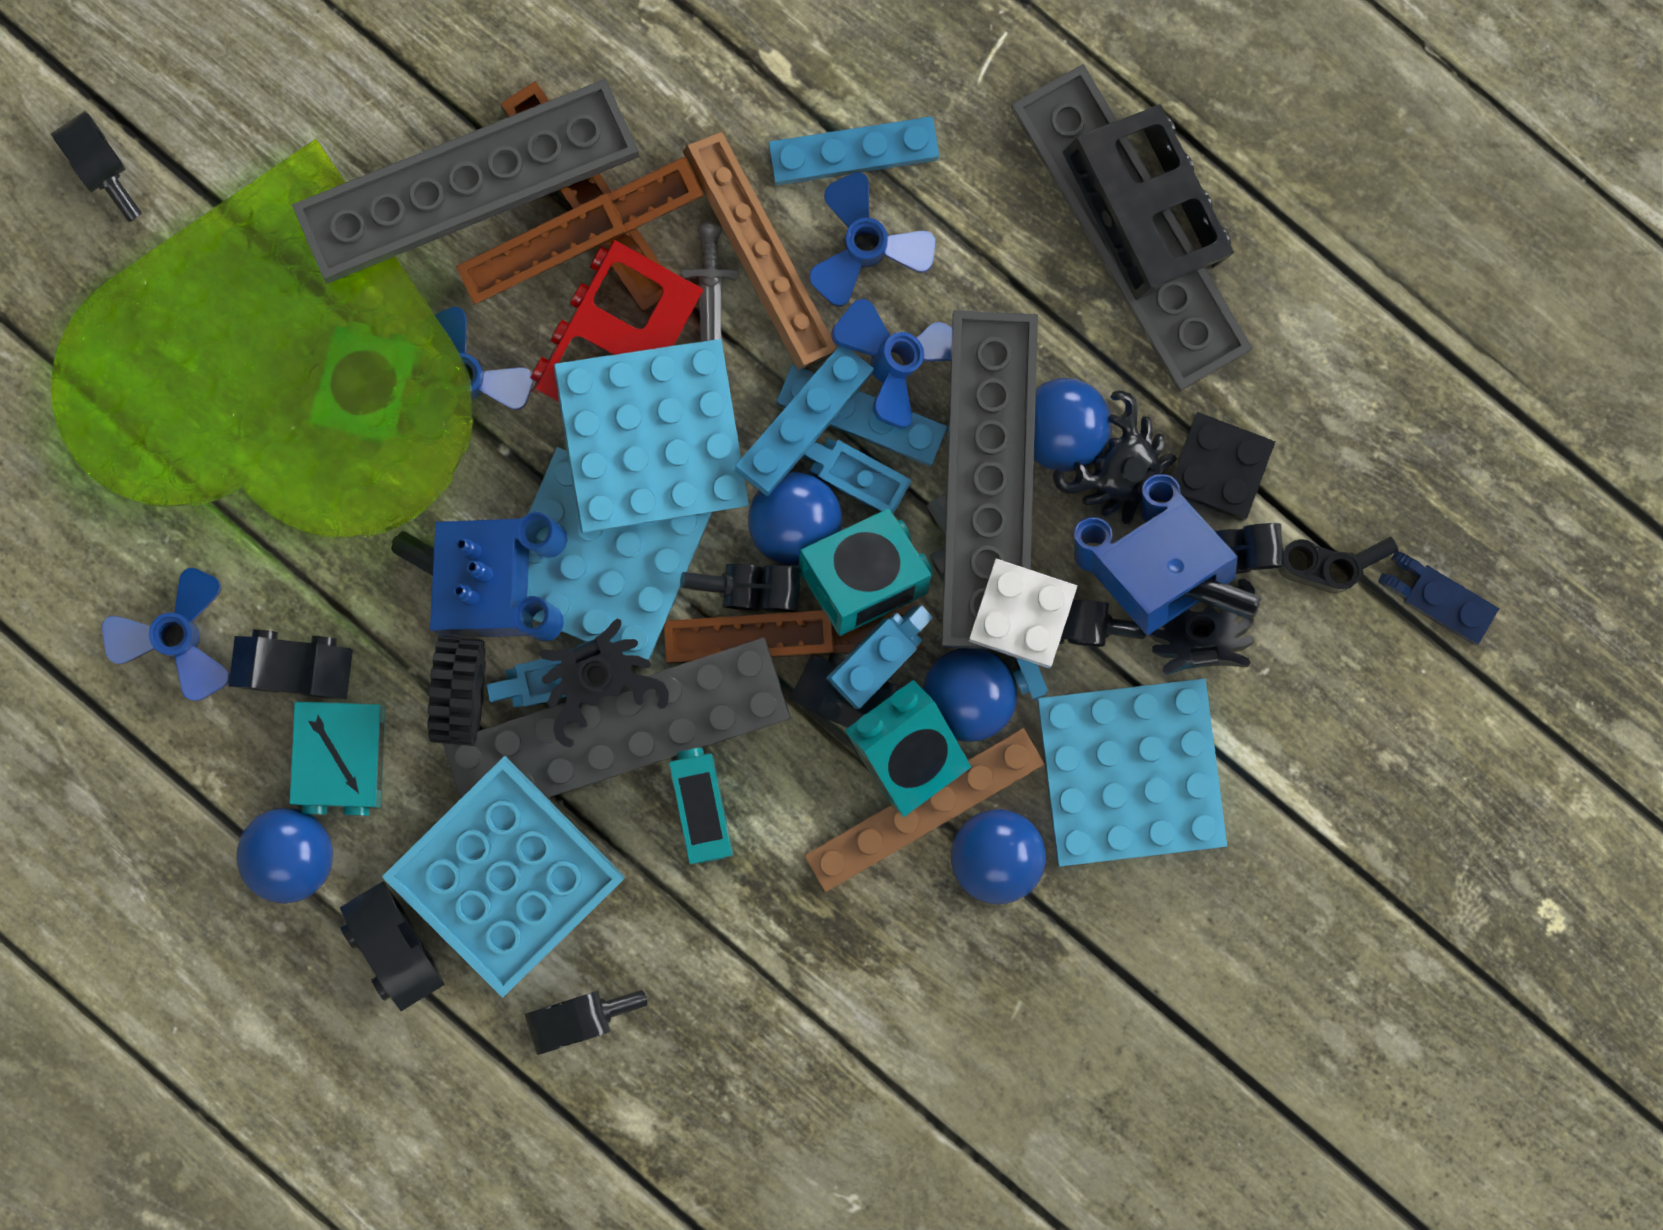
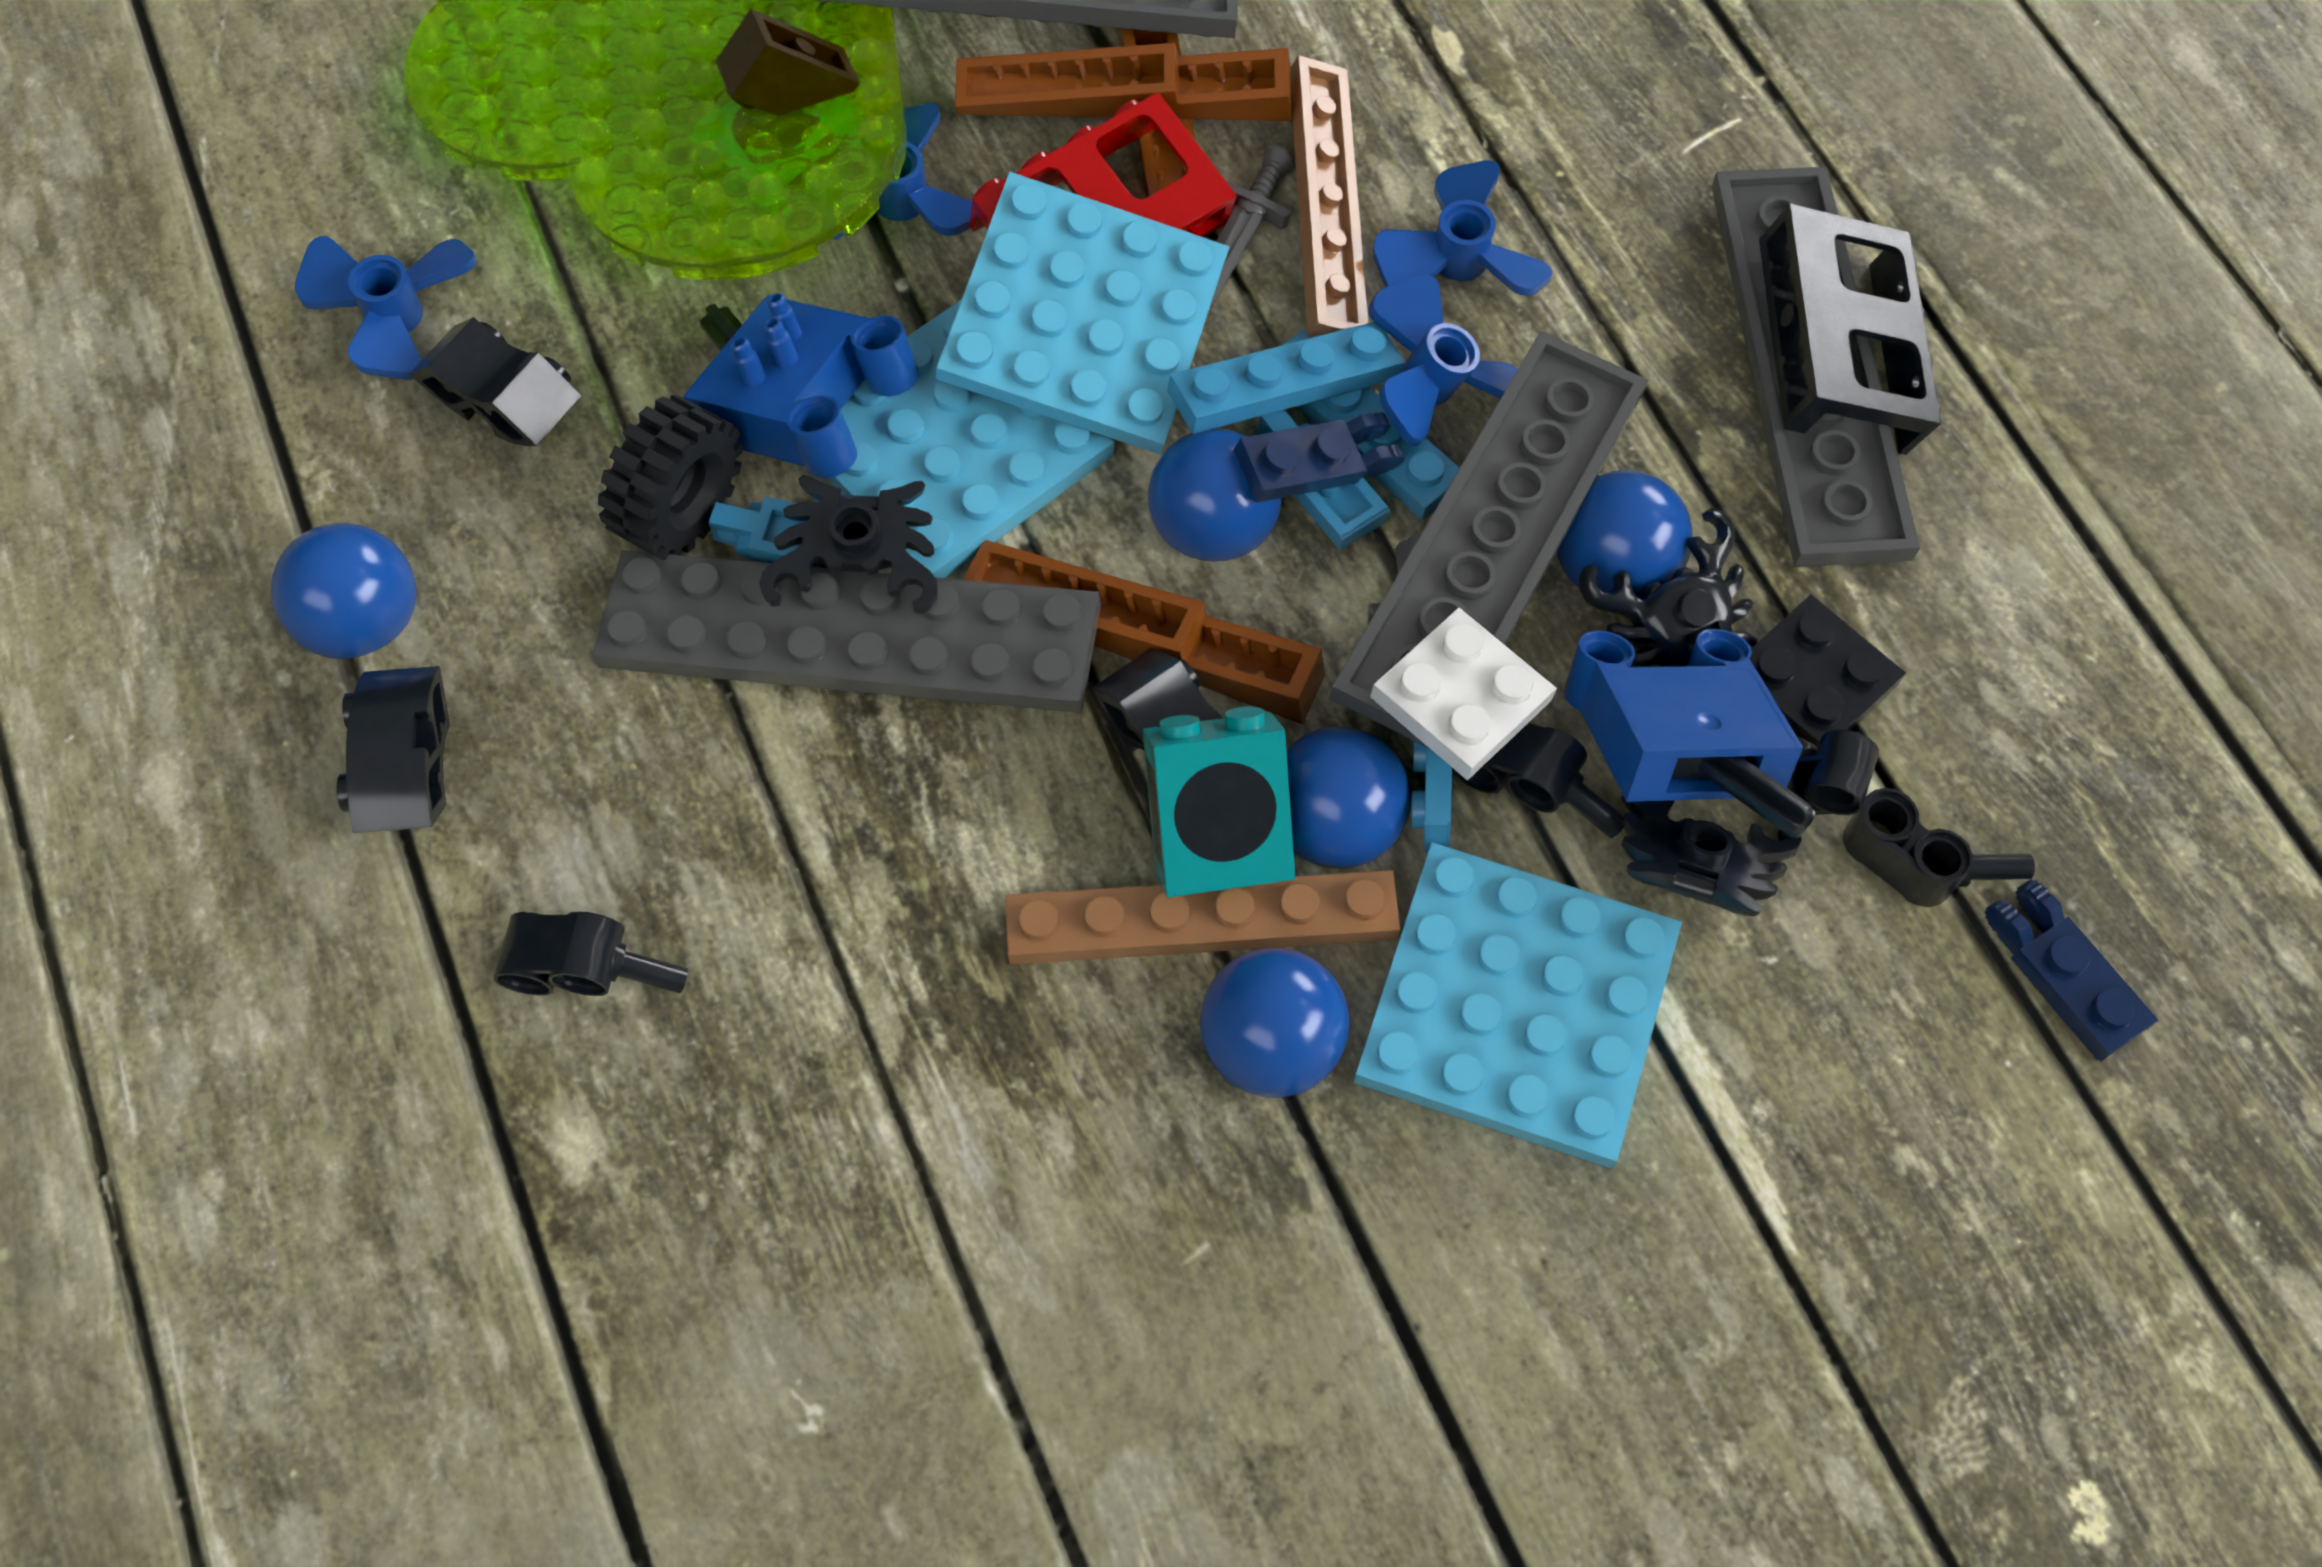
camera: 30 degrees right, 20 degrees down
(337, 757) = (484, 505): teal brick -> none
(359, 353) = (782, 66): none -> dark brown slope
(503, 876) = (592, 730): medium azure plate -> none
(701, 806) = (897, 758): brick -> none
(751, 586) = (1114, 538): black beam -> none
(851, 477) = (1315, 457): none -> dark blue hinge
(854, 150) = (1525, 159): dark azure plate -> none
(865, 571) = (1274, 575): teal brick -> none
(879, 656) = (1239, 671): dark azure hinge -> none

